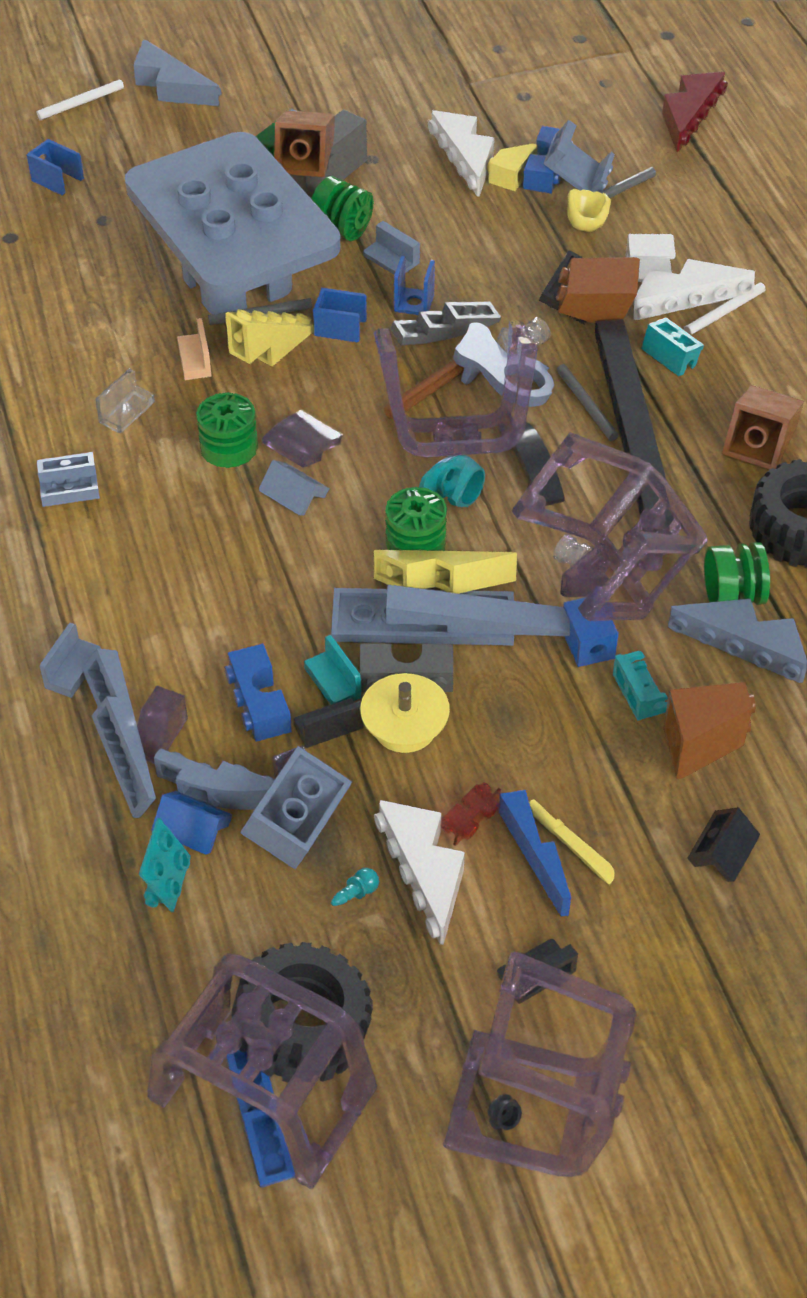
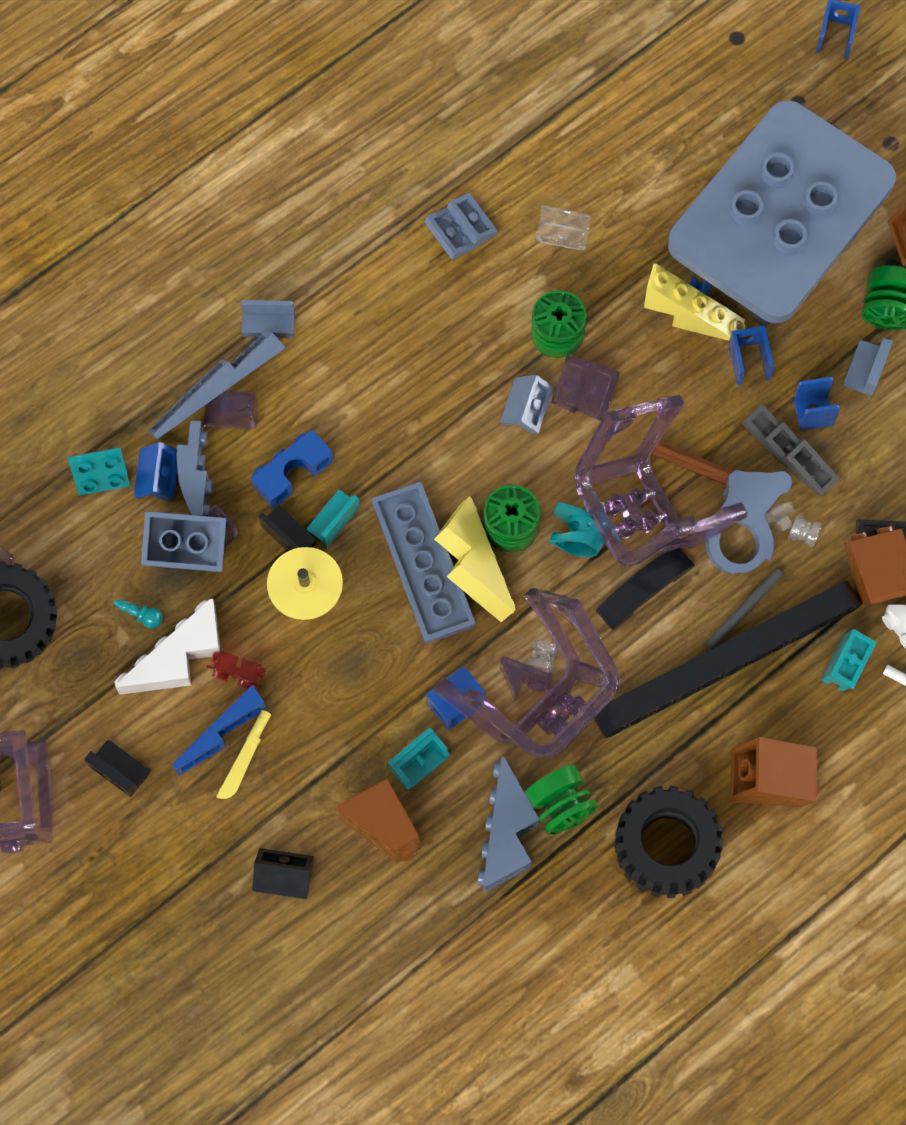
camera: 70 degrees right, 20 degrees up
(195, 354) = (642, 260): light nougat panel -> none
(434, 664) = (368, 591): dark grey arch -> none
(473, 613) = (428, 598): sand blue slope -> none

